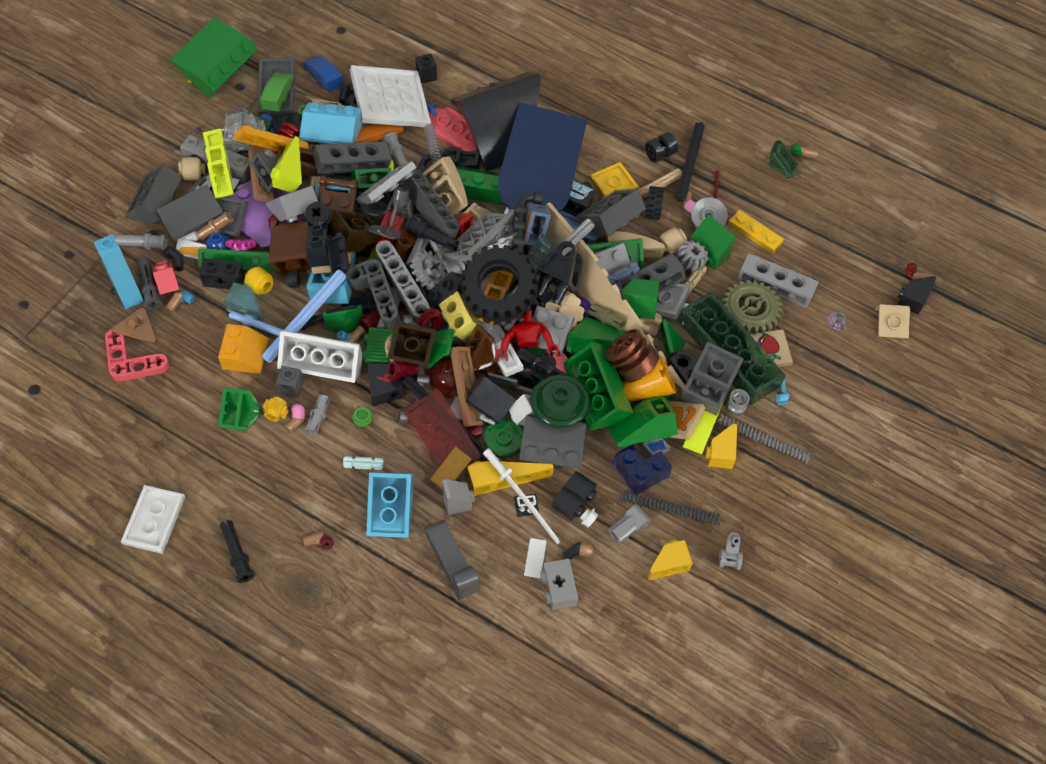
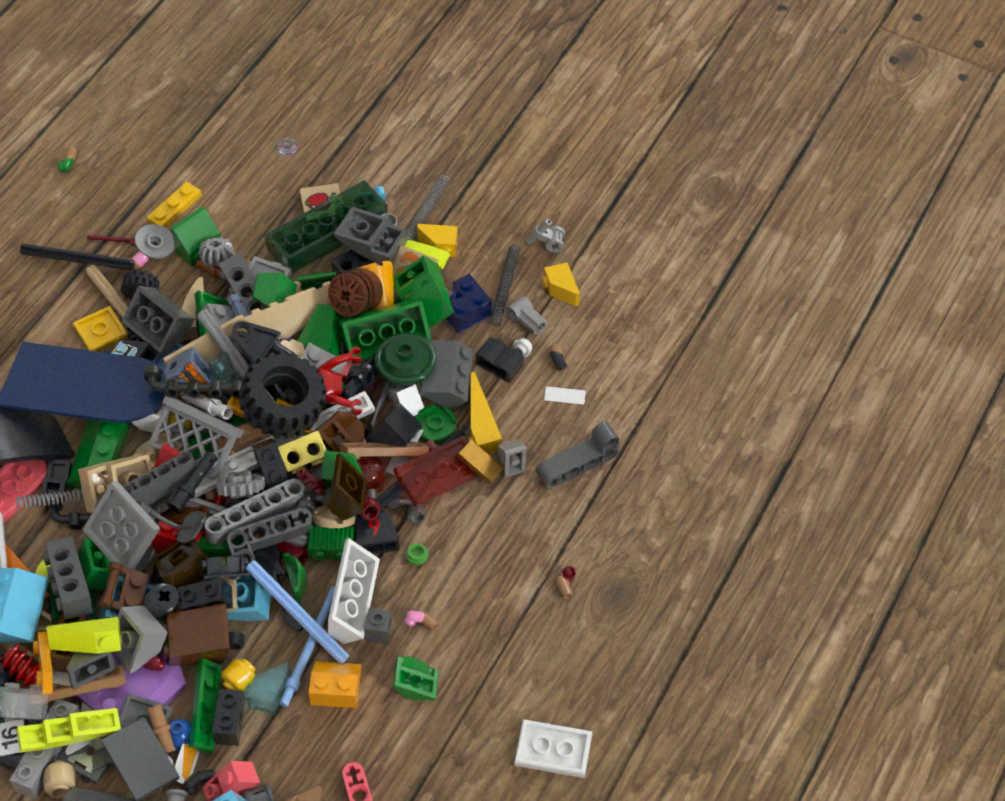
camera: 90 degrees left, 5 degrees down
(180, 297) = (263, 766): arm -> none
(239, 559) = (595, 652): black pin -> none
(241, 244) = (184, 701): dark pink gear -> none
(275, 409) = (414, 637): yellow gear -> none
(317, 414) = (430, 601): light grey pin -> none
(351, 337) = (314, 575): arm -> none
(363, 463) = (472, 549): light aqua axle -> none
(389, 504) = (519, 517): medium azure slope -> none
(396, 149) = (36, 549): light grey pin -> none
(505, 474) = (489, 407): white sword -> none
(521, 507) = (509, 404): black sticker -> none
(560, 572) = (594, 369): light grey brick -> none
(607, 317) = (300, 320): olive pin -> none
(661, 147) = (57, 281): black wheel -> none
(672, 239) = (187, 273): tan head -> none
(748, 313) = (276, 211): olive gear -> none
(769, 273) = (241, 188): light grey brick -> none
(782, 159) = (83, 175): clear green tile -> none
(893, 321) = (287, 102): tan piece -> none
(913, 273) = (229, 84): arm -> none
(916, 293) = (259, 81): black slope -> none

